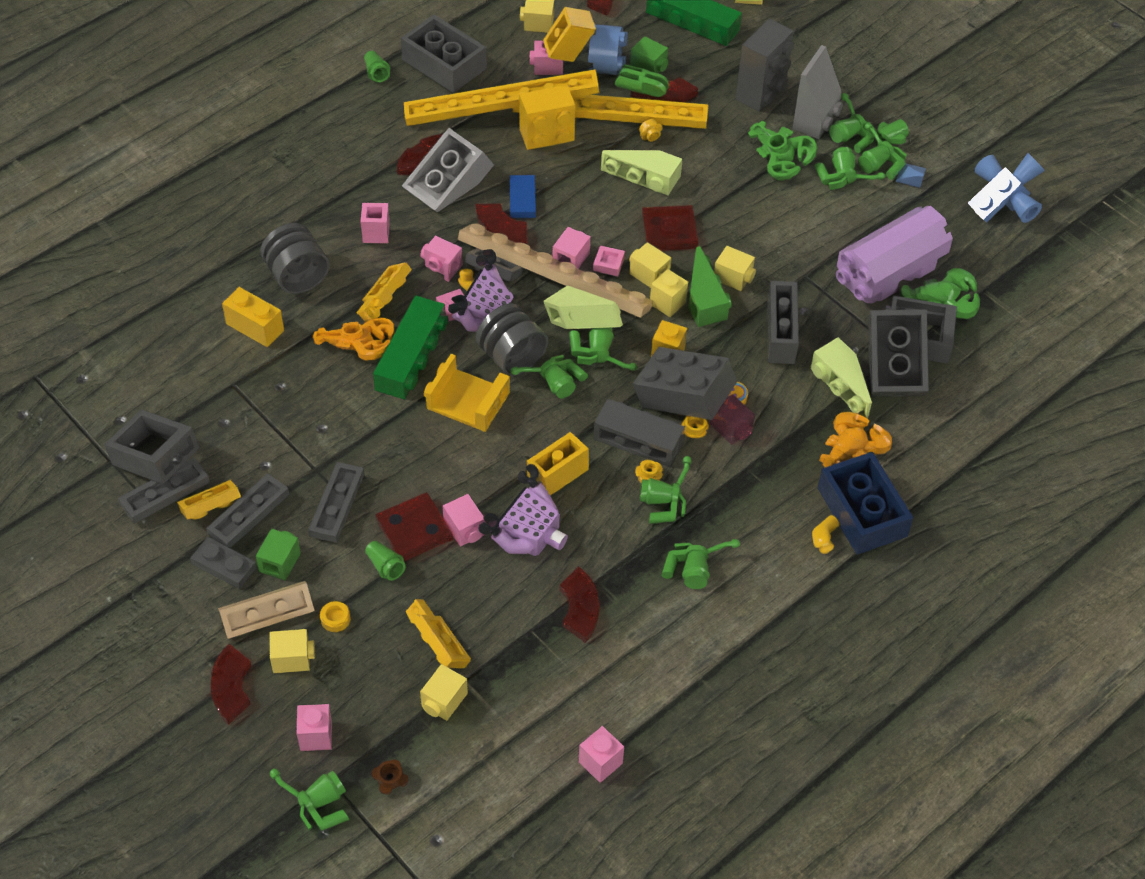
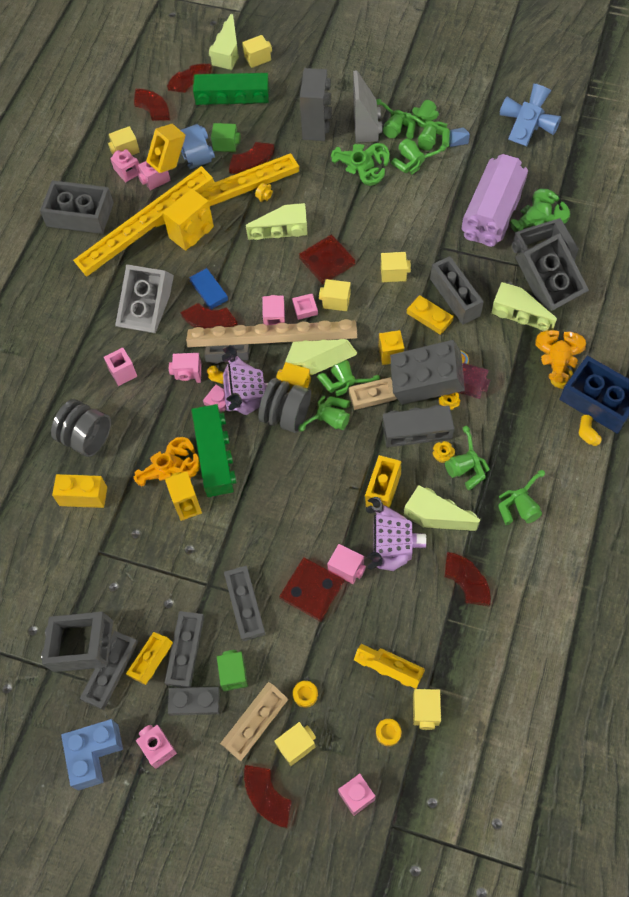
camera: 25 degrees left, 10 degrees up
(92, 543) = (83, 751): none -> medium blue brick
(158, 579) = (161, 752): none -> bright pink brick
(321, 792) = (396, 843): bright green piece -> none
(347, 370) = (183, 495): none -> yellow brick
(377, 68) = (33, 242): bright green cone -> none
(382, 291) = (161, 416): yellow hinge -> none
(386, 561) = (311, 628): bright green cone -> none
(387, 768) = (440, 793): reddish brown plate -> none
(390, 696) = (388, 732): none -> yellow tile
(413, 156) = (111, 293): clear red tile -> none
(465, 395) = (277, 465): yellow panel -> none
(524, 31) = (122, 161): none -> bright pink brick
(547, 319) = (294, 375): none -> yellow brick
(592, 521) = (435, 512): none -> yellowish green slope
(601, 754) = (566, 688): bright pink brick -> none
(612, 377) = (371, 393): none -> tan plate
(642, 81) = (235, 158): bright green arm -> none
(669, 293) = (364, 309): light yellow brick -> none
(707, 299) = (387, 295): bright green slope -> none
(739, 335) = (430, 314): none -> yellow plate

